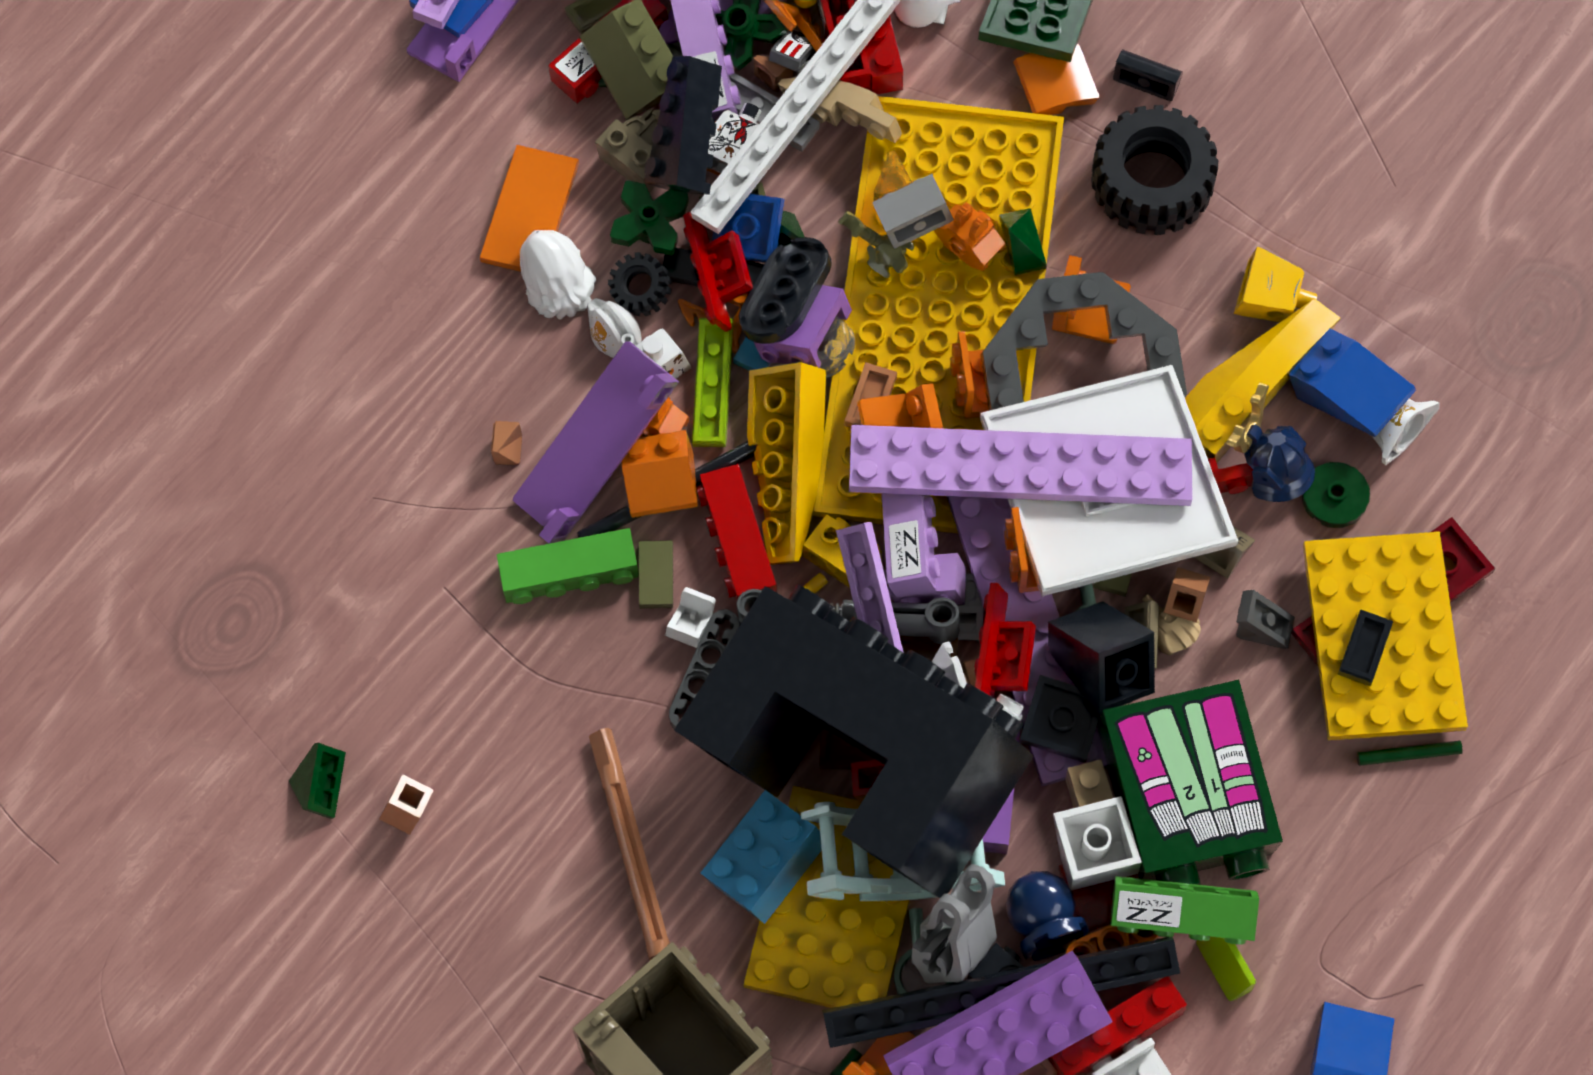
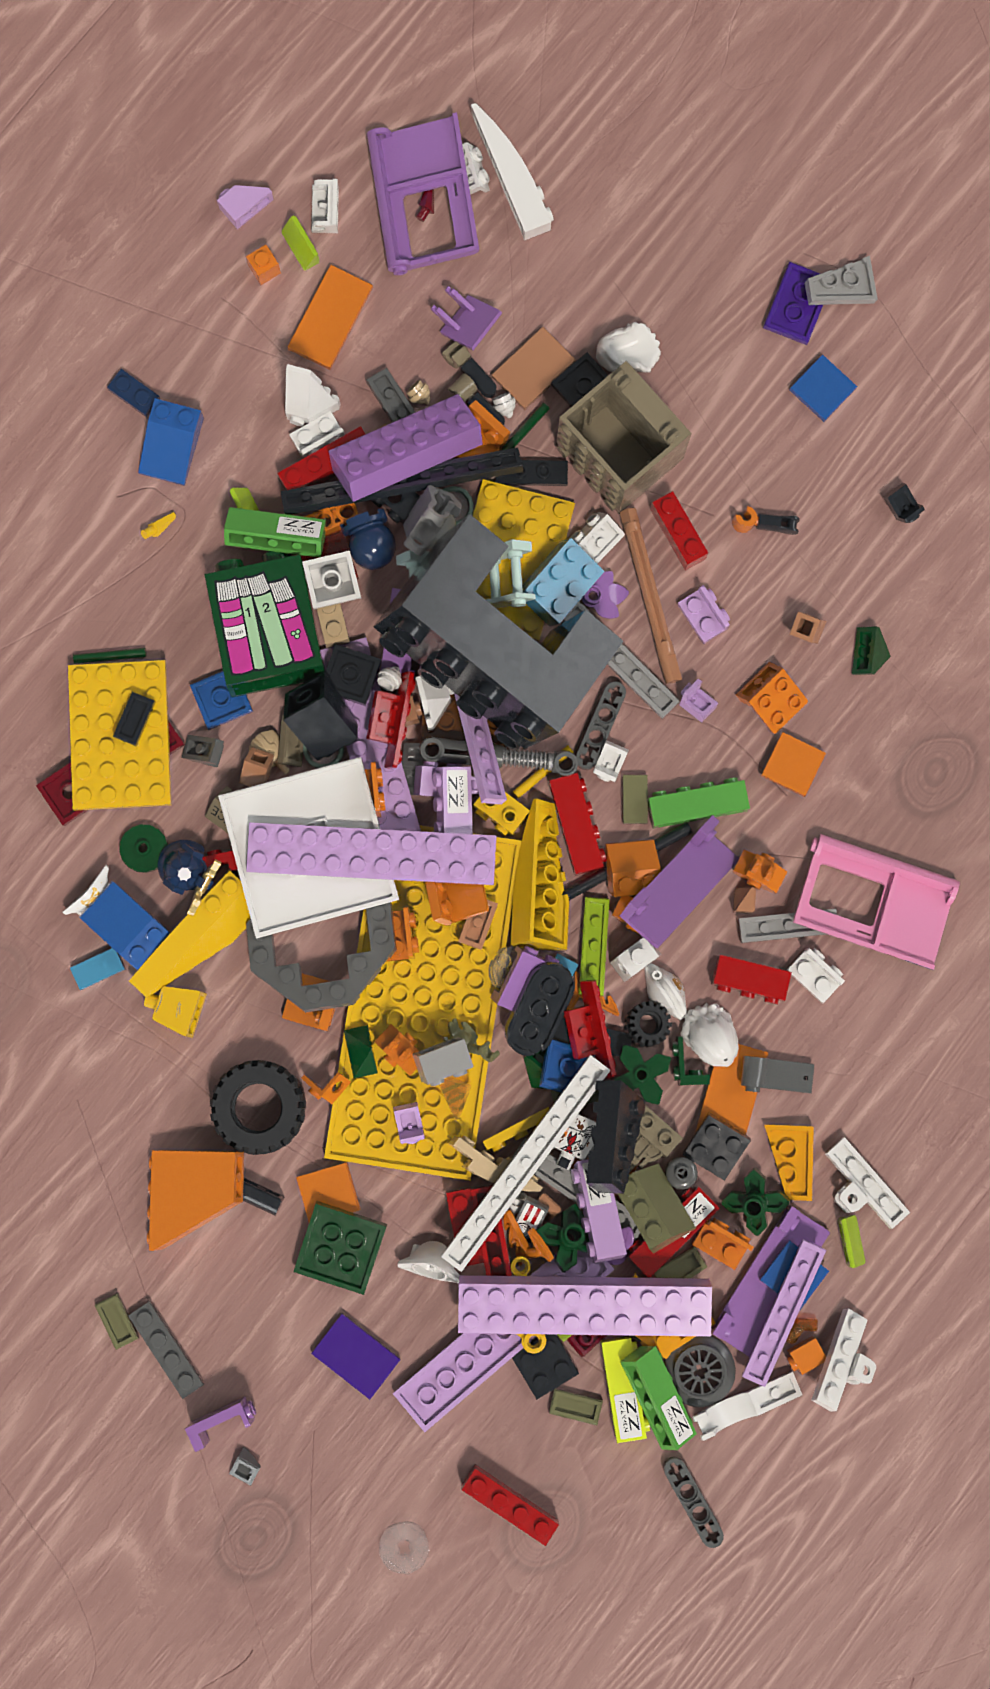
camera: 175 degrees right, 15 degrees up
(257, 989) = (903, 504): none -> black bracket
(284, 427) = (909, 910): none -> bright pink piece
(360, 101) = (864, 1186): none -> white plate
(378, 41) = (851, 1241): none -> lime slope
(412, 354) = (815, 974): none -> white bracket
(433, 622) = (793, 764): none -> orange tile
(446, 413) = (774, 928): none -> light grey plate
(449, 134) = (794, 1158): none -> light orange wing
(461, 961) = (765, 522): none -> black piece
(462, 714) = (773, 696): none -> orange bracket
(471, 229) = (776, 1074): none -> dark grey door
(484, 477) = (760, 871): none -> orange hinge
(499, 344) = (751, 979): none -> red brick
(501, 80) = (755, 1191): none -> dark green plant
(540, 32) = (721, 1244): none -> orange bracket
(550, 142) = (716, 1146): none -> black plate
(556, 827) = (704, 614): none -> lavender bracket
(566, 702) = (697, 701): none -> lavender bracket
(585, 220) = (695, 1076): none -> dark green bracket
(589, 941) = (679, 530): none -> red brick
(597, 108) = (672, 1171): none -> dark grey head
(672, 756) = (637, 676): none -> light grey plate
(695, 851) = (607, 596): none -> medium lavender plate
(714, 931) = (598, 536): none -> white bracket
(796, 1030) = (538, 474): none -> black plate
(812, 157) = (517, 1131): none -> yellow plate
(954, 150) = (409, 1123): none -> lavender bracket
(1075, 192) = (327, 1092): none -> orange bracket
(1235, 71) = (190, 1191): none -> orange slope
(1259, 689) = (216, 702): none -> blue tile
(1357, 937) = (157, 527): none -> yellow bar
(1390, 337) = (97, 968): none -> dark azure tile

